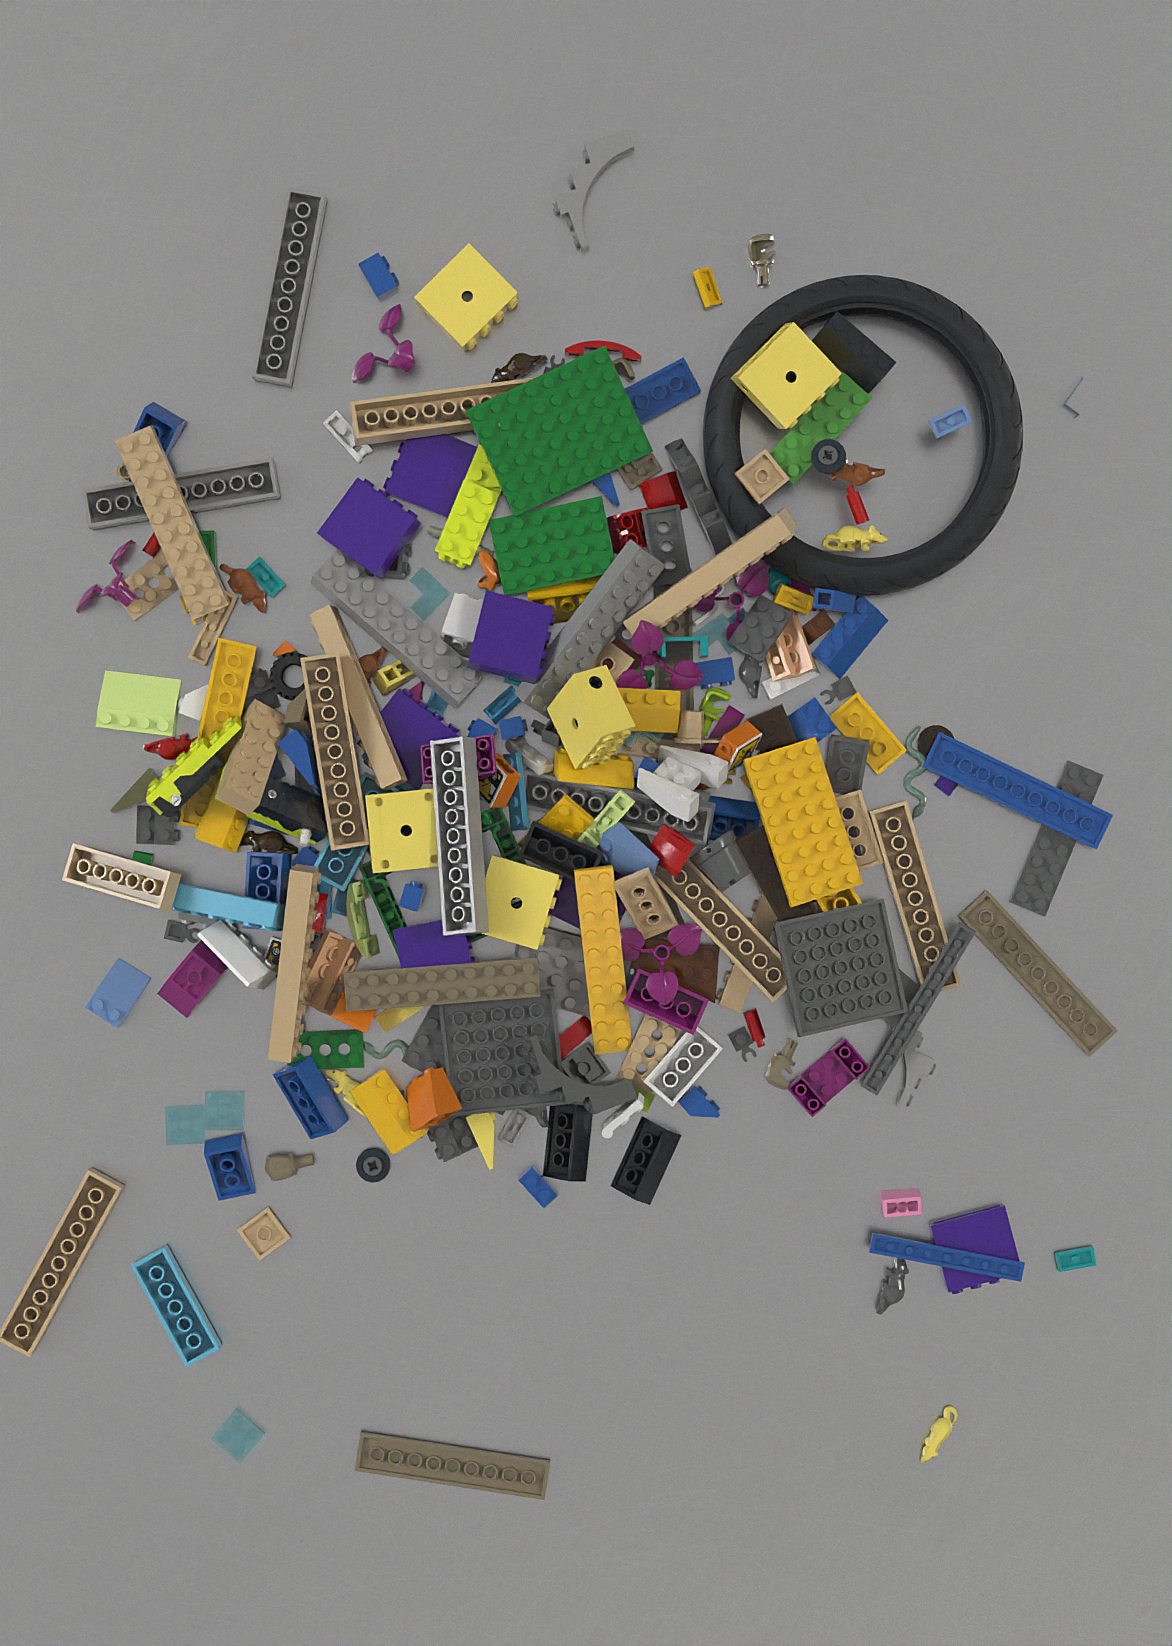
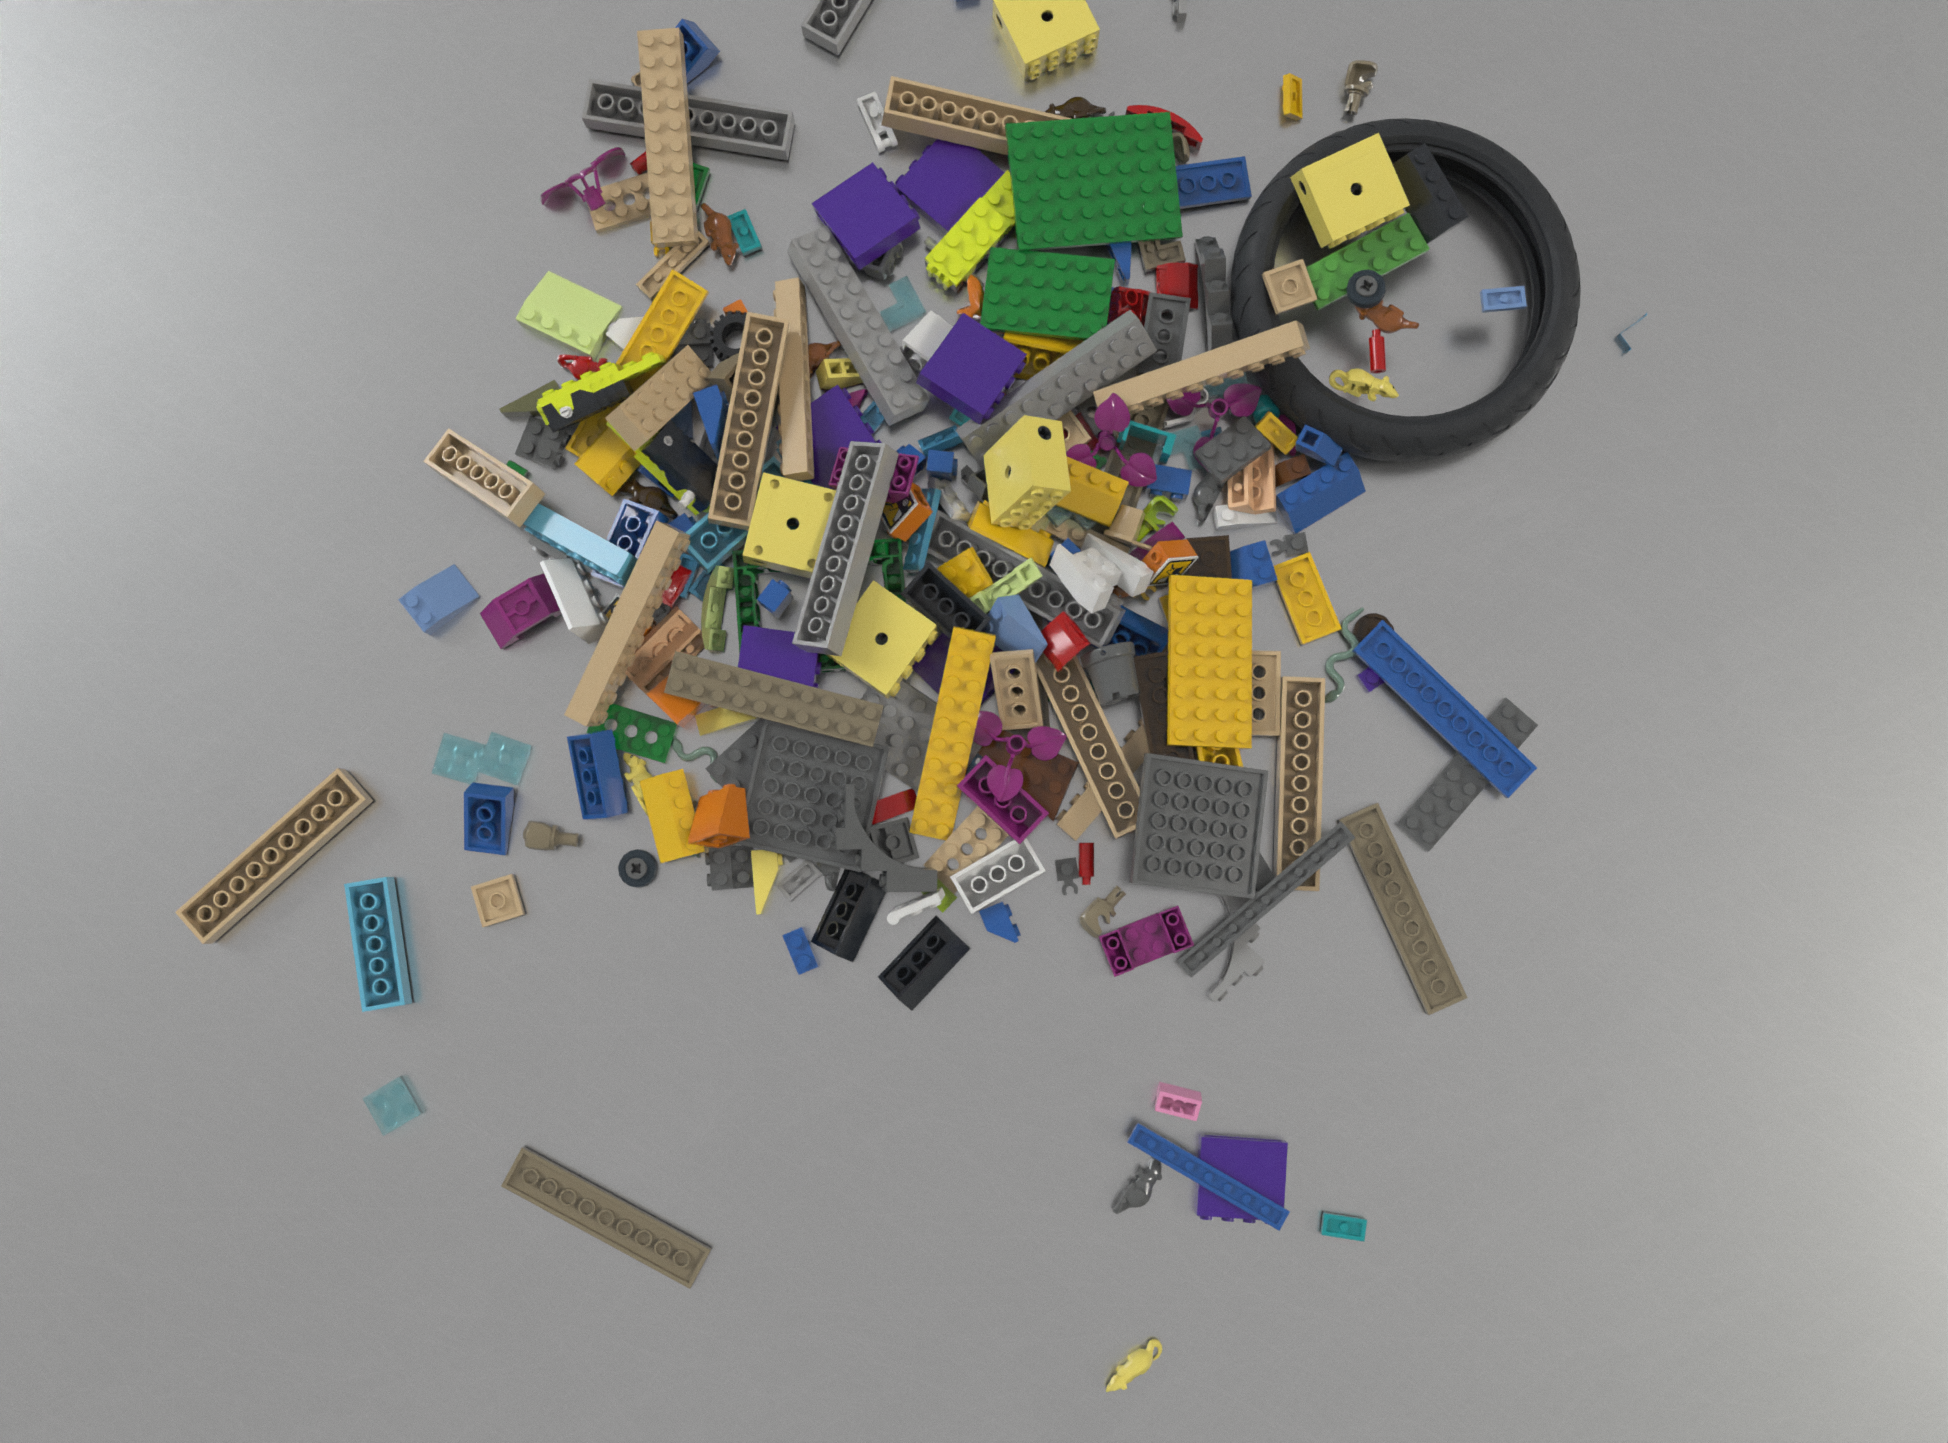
camera: 20 degrees right, 5 degrees down
(178, 931) = (524, 557): dark grey plate -> none
(401, 358) = (957, 58): magenta plant -> none
(846, 763) = (1275, 619): dark grey plate -> none

